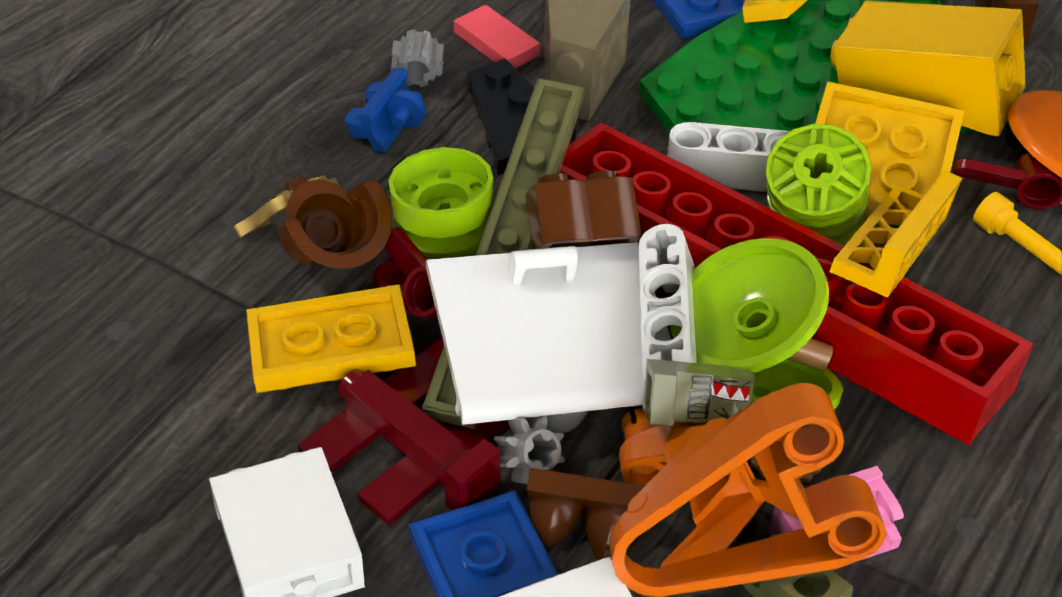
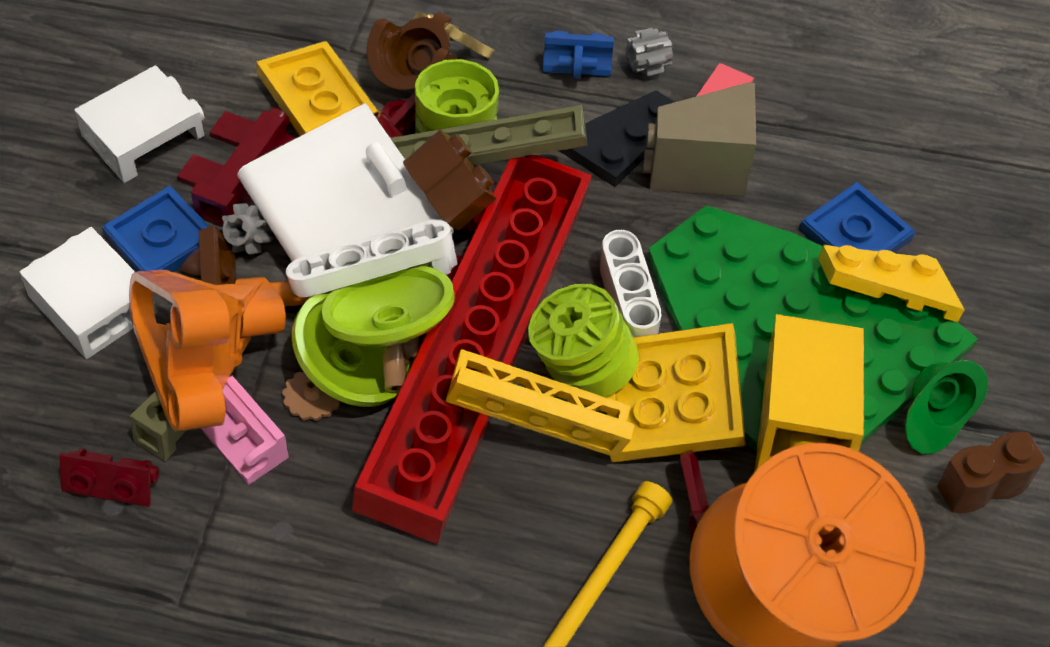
camera: 70 degrees right, 10 degrees up
(694, 391) = (275, 282): olive leg -> none

